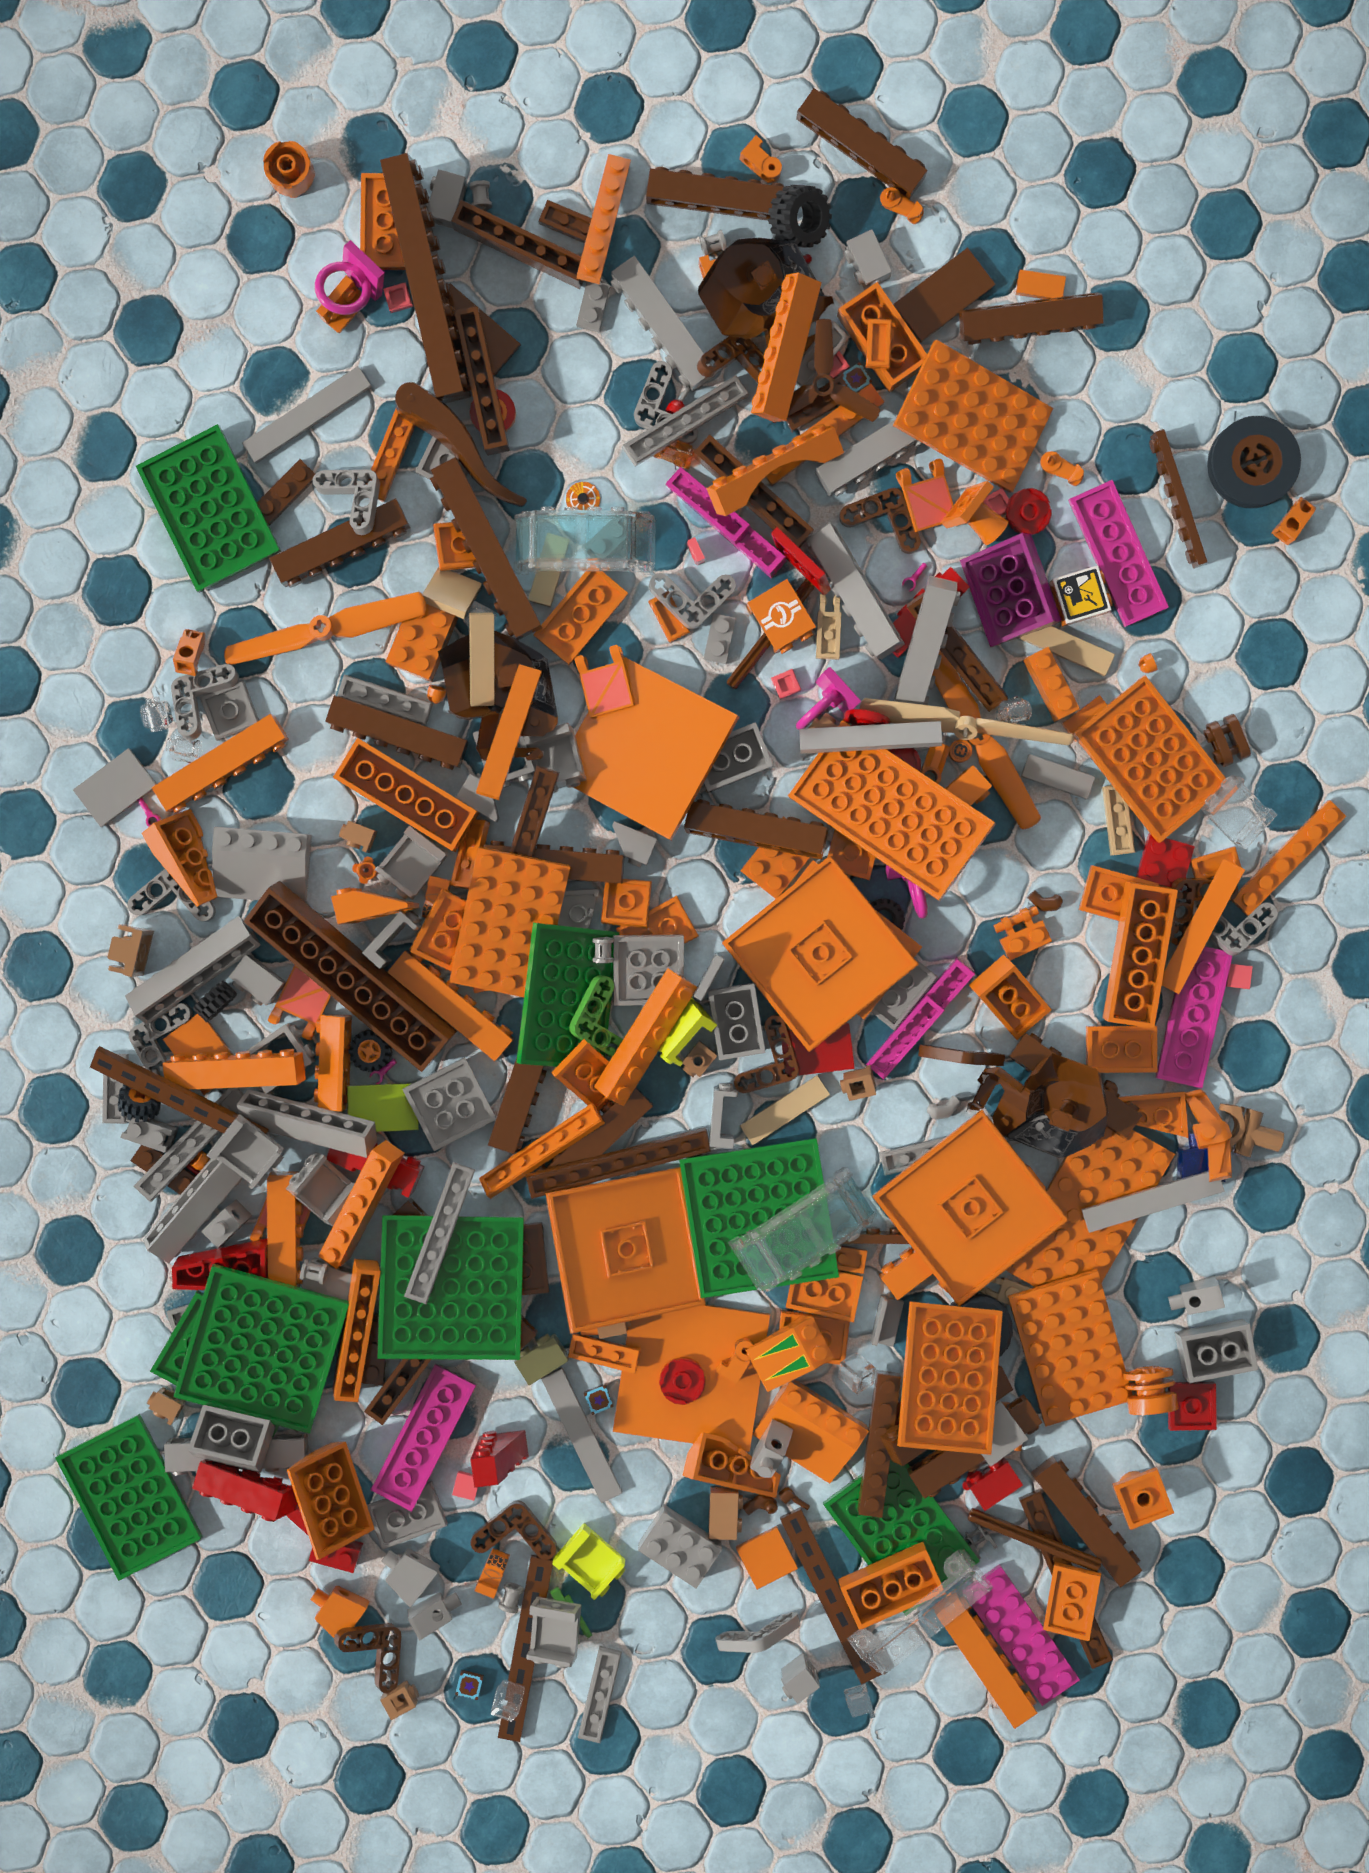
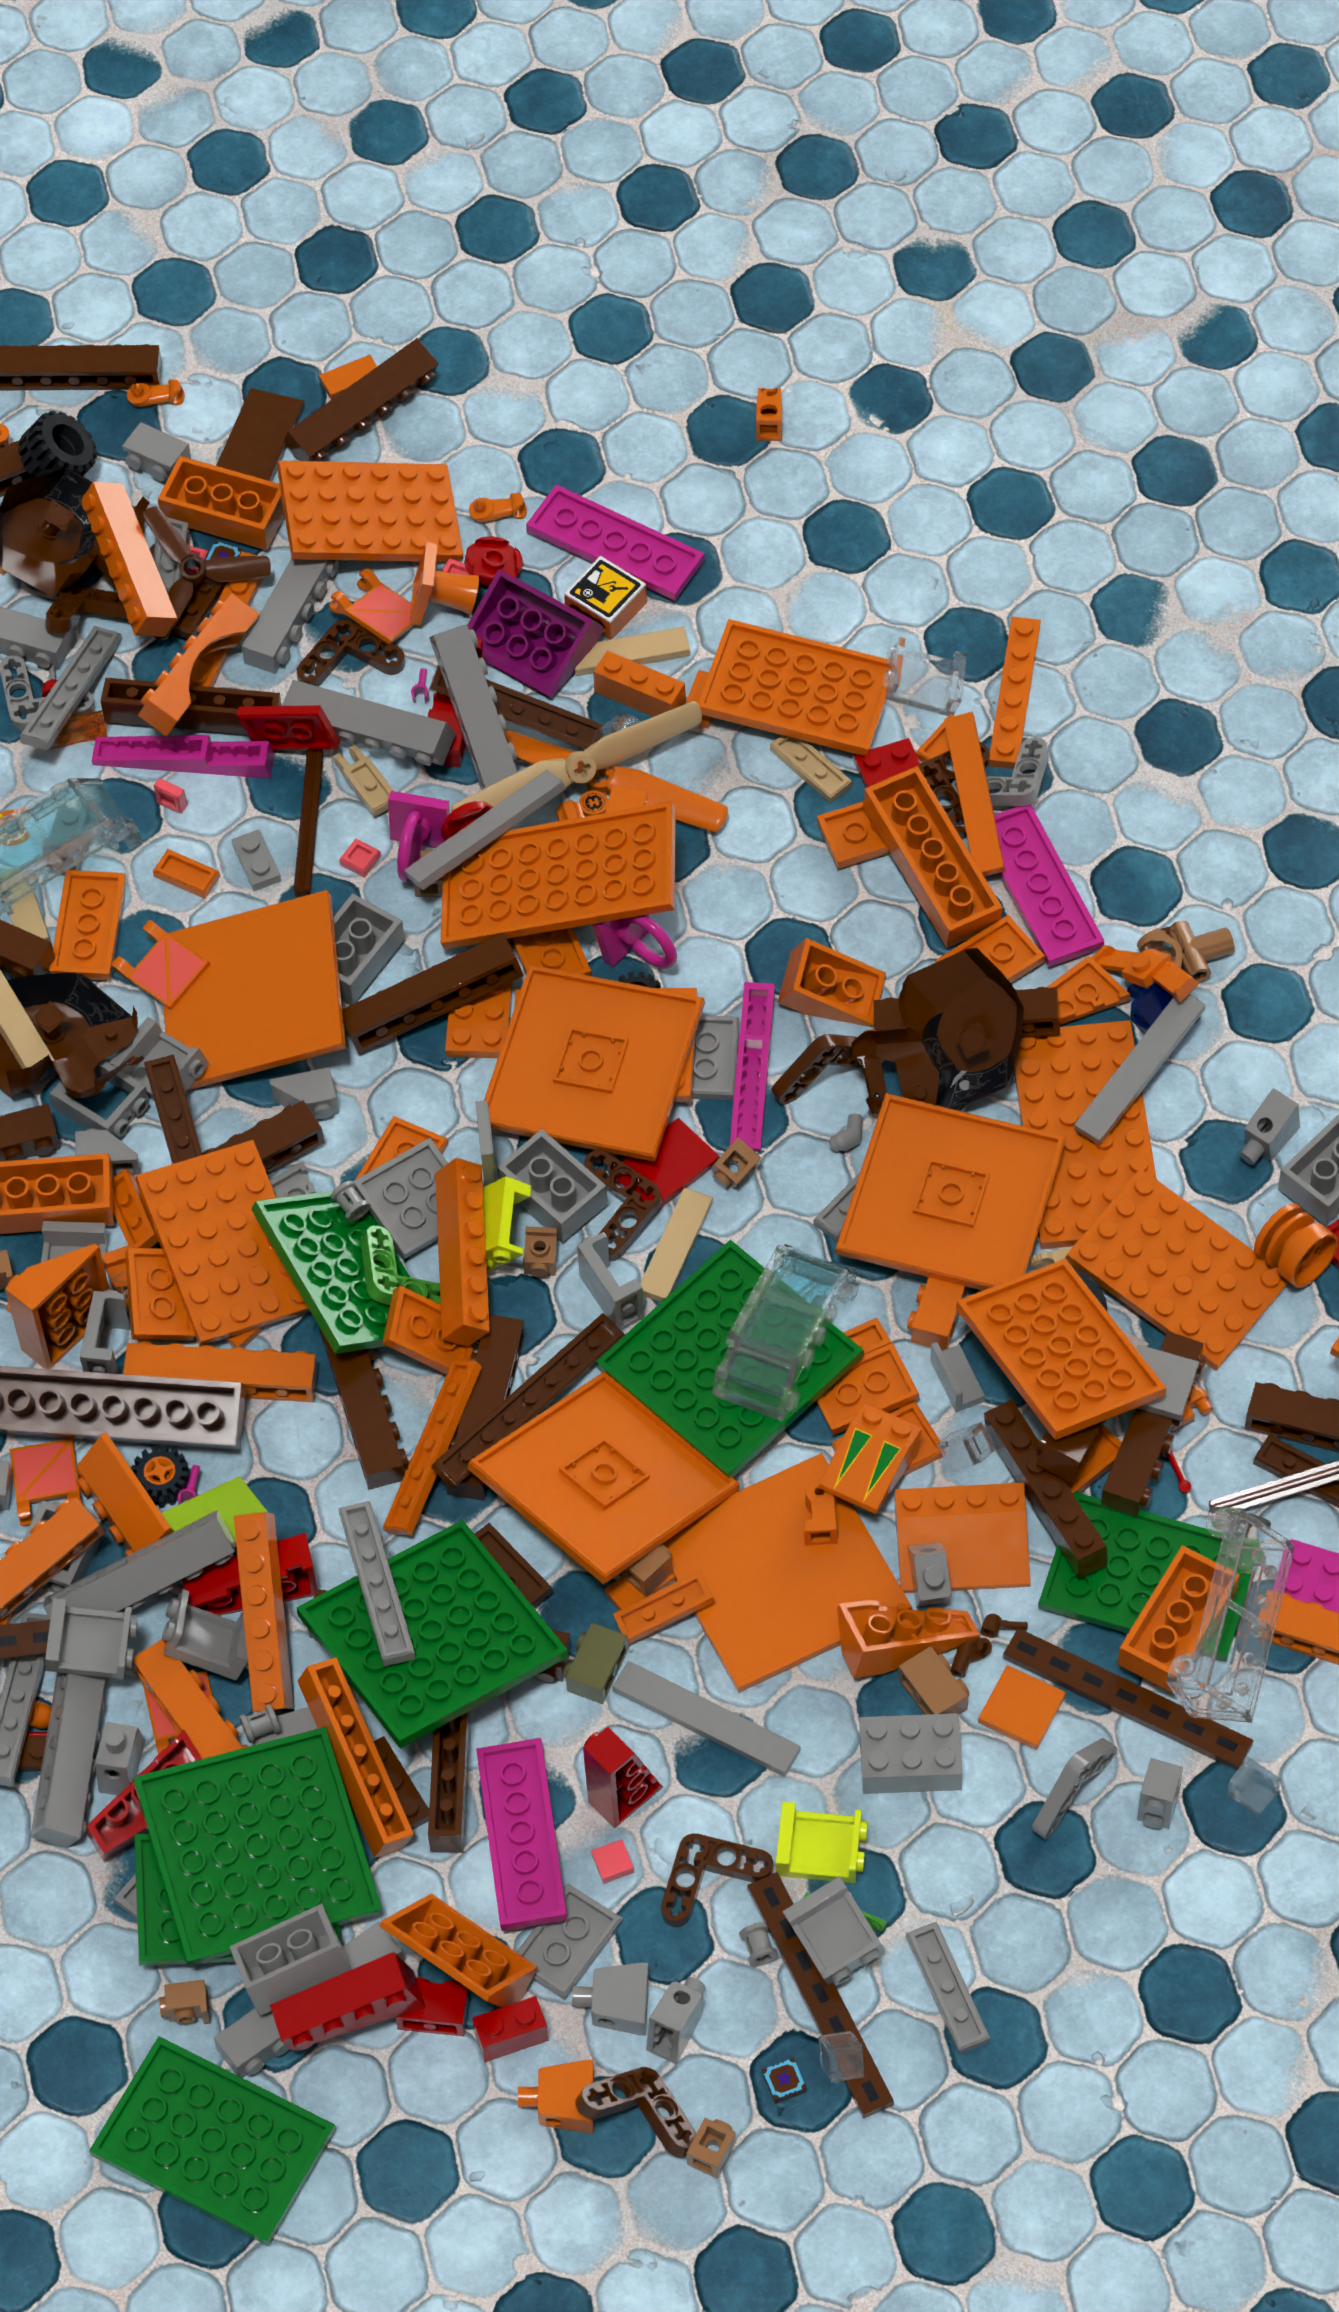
camera: 35 degrees left, 30 degrees down
(449, 1104) = (291, 1468): light grey plate -> none
(492, 1573) = (715, 1932): orange leg -> none
(508, 732) = (90, 1052): orange tile -> none
(598, 1399) = (696, 1667): tile -> none
(627, 903) = (344, 1155): orange plate -> none
(682, 1381) = (775, 1580): red tile -> none
(694, 607) = (206, 844): light grey beam -> none
(782, 616) = (308, 795): orange panel -> none
(875, 1236) = (874, 1299): reddish brown plate -> none
(878, 343) = (222, 501): orange tile -> none
(994, 1483) = (1209, 1457): red brick -> none
(1026, 939) = (807, 921): orange plate -> none
(1045, 904) = (797, 883): reddish brown arm -> none
(1057, 776) = (715, 765): light grey tile -> none
(1147, 664) = (724, 612): orange hinge -> none
(1174, 490) = (637, 462): reddish brown plate -> none
(1222, 752) = (862, 627): reddish brown brick -> none
(1239, 976) = (1057, 823): coral tile -> none
(1249, 436) = (692, 410): black wheel -> none

